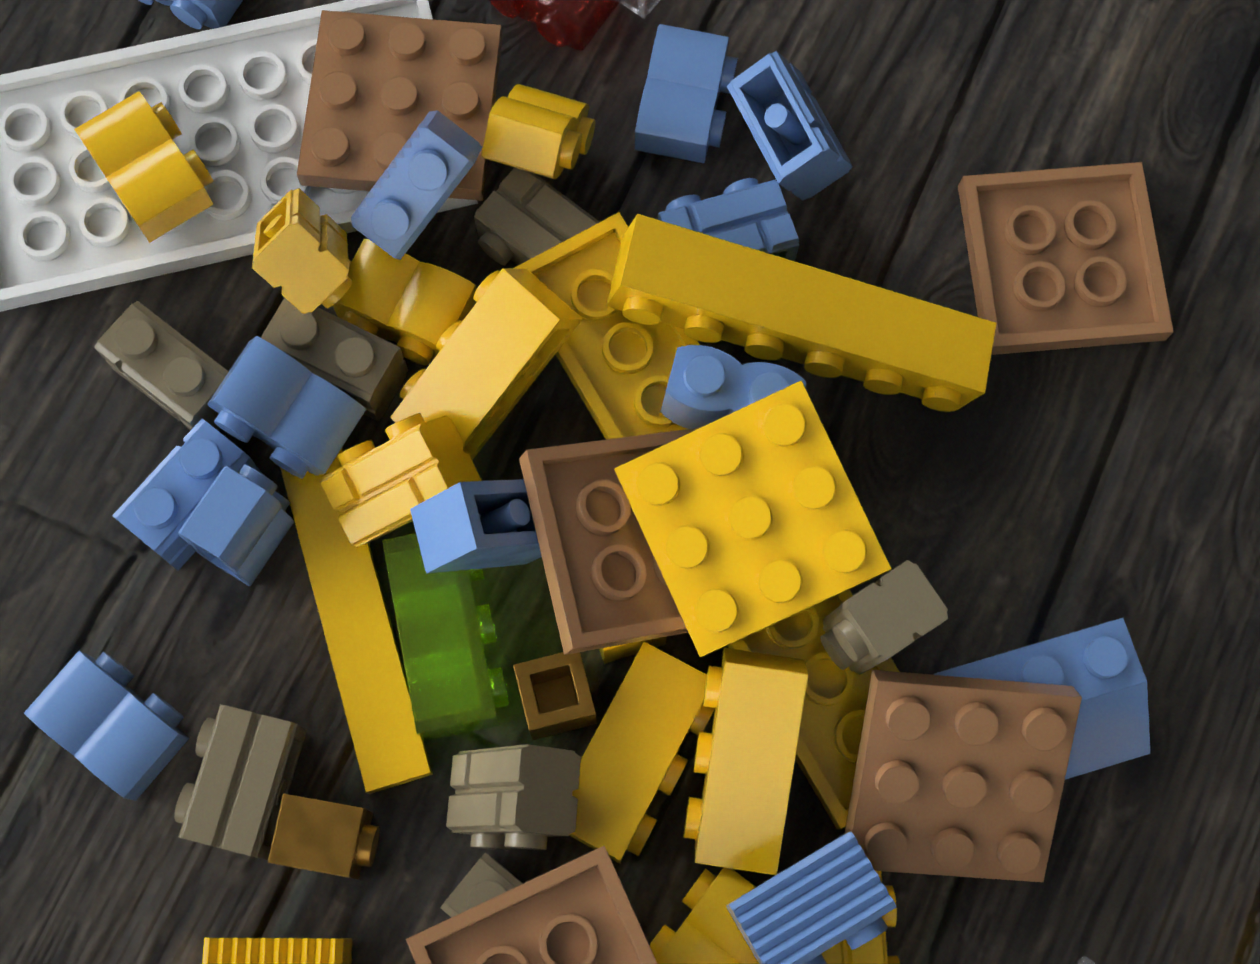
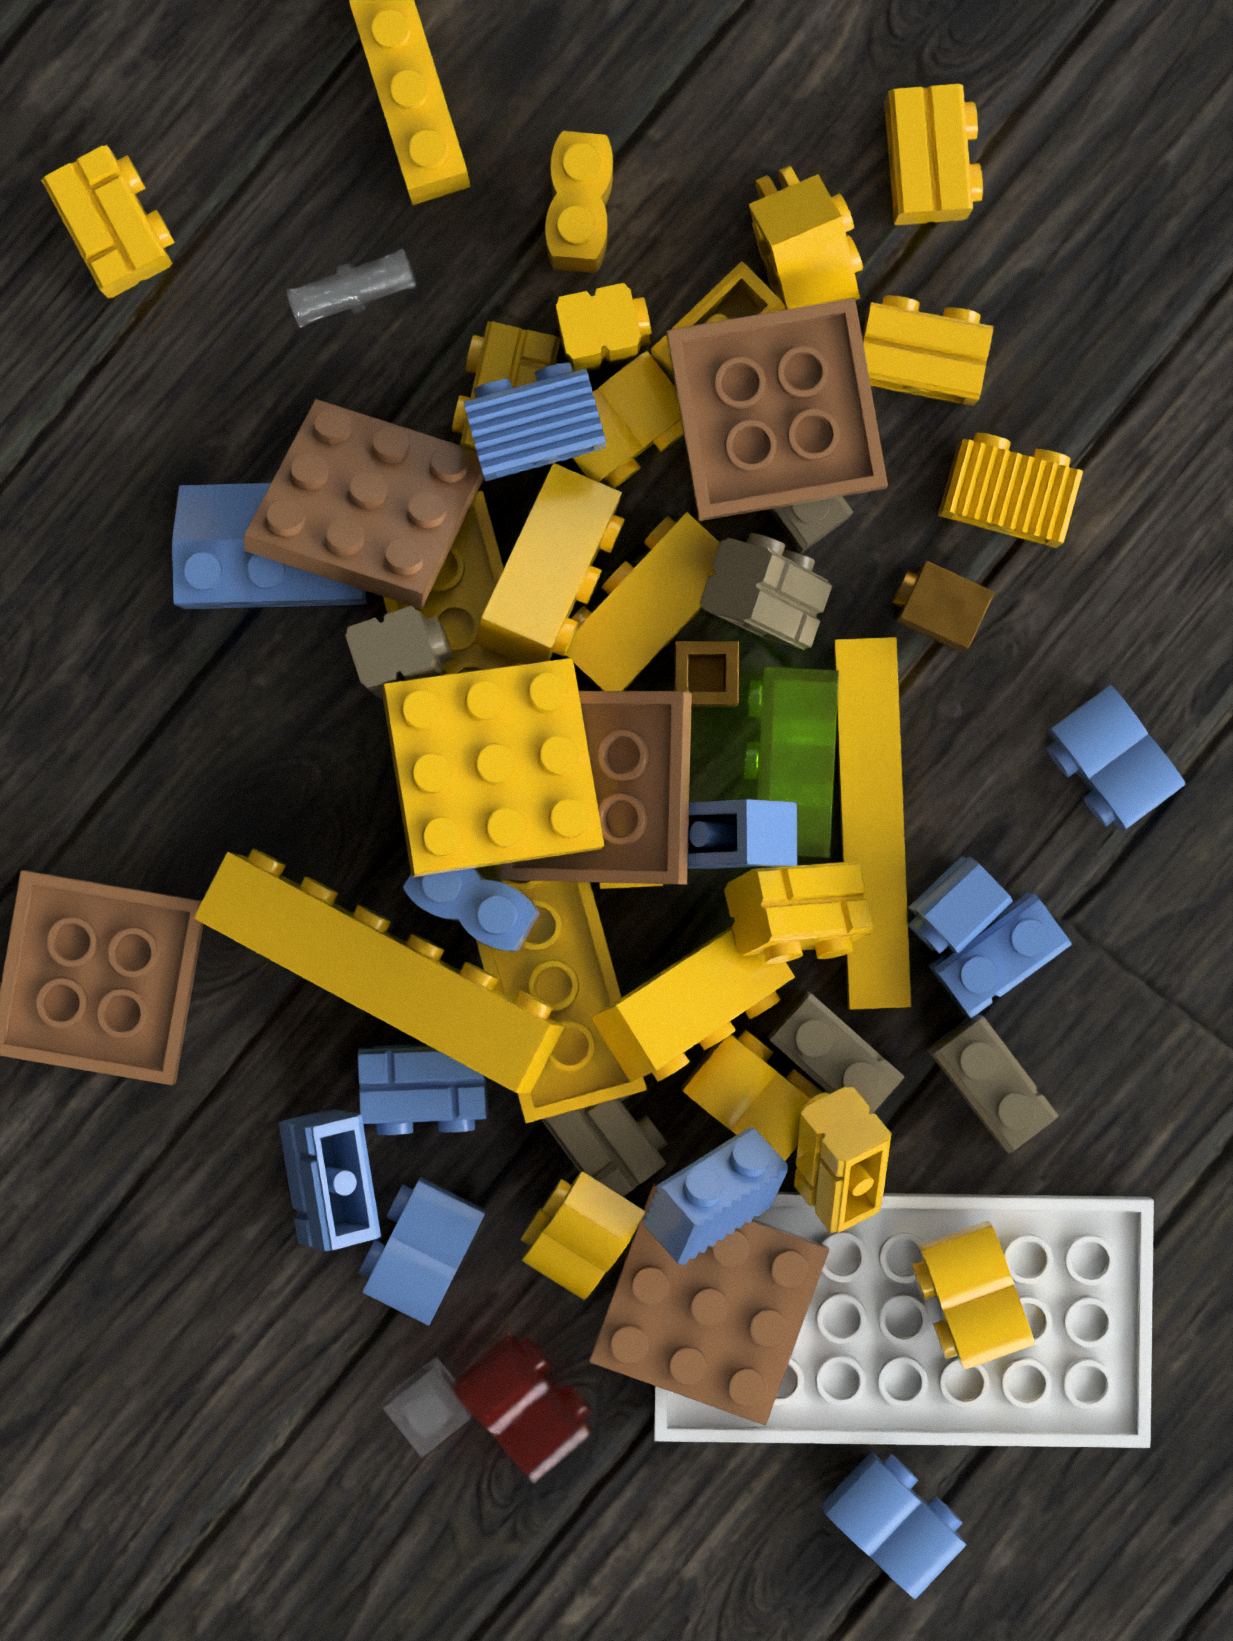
camera: 160 degrees left, 15 degrees up
(240, 781) = (1005, 674): dark tan brick -> none
(285, 408) = (891, 1006): medium blue brick -> none

